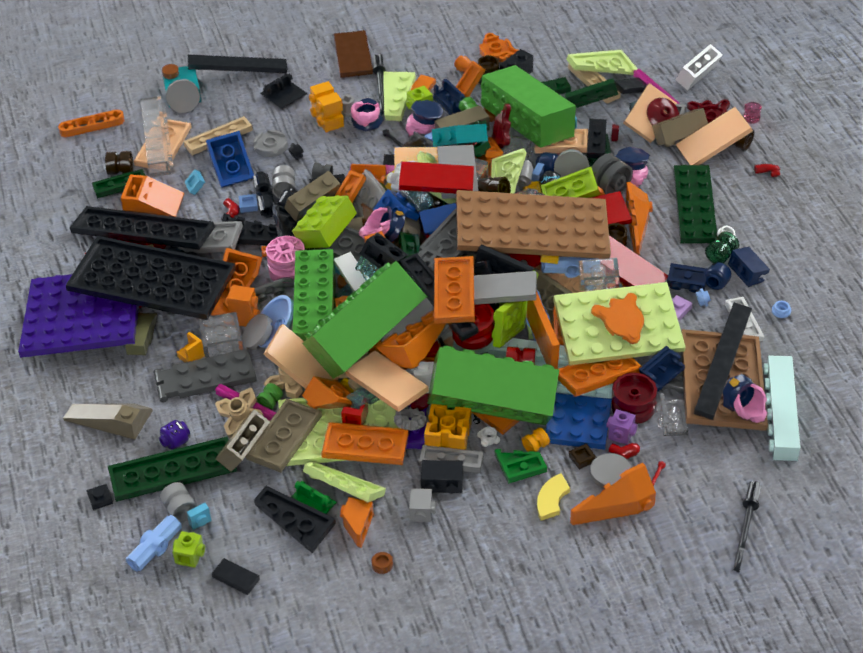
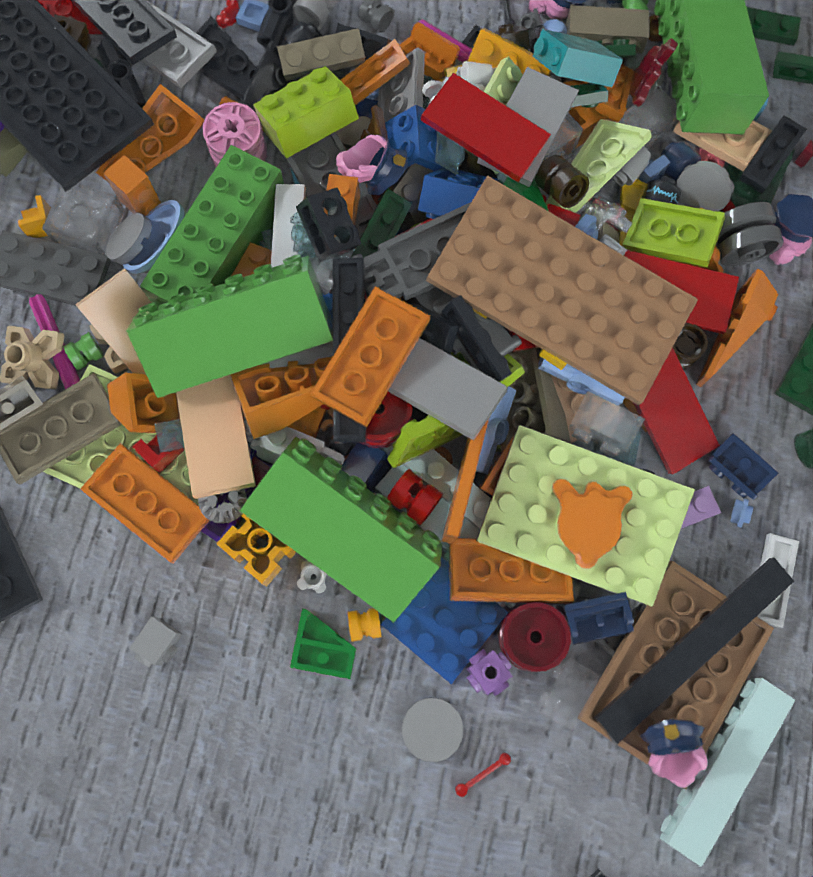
camera: 25 degrees right, 30 degrees up
(276, 288) = (177, 174): dark grey piece -> none
(312, 497) = (39, 545): green hinge -> none
(355, 486) = (87, 553): yellowish green wing -> none
(357, 518) = (65, 615): orange slope -> none
(382, 562) = (60, 697): dark orange tile -> none
(442, 476) = (210, 611): black brick -> none
(471, 459) = (242, 587): light grey plate -> none
(550, 495) = (328, 722): light yellow tile -> none
(582, 456) = (412, 681): dark brown tile -> none
(623, 498) = (419, 796): orange wedge -> none
(626, 451) = (472, 711): red arm -> none
(718, 276) = (786, 488): dark blue head -> none

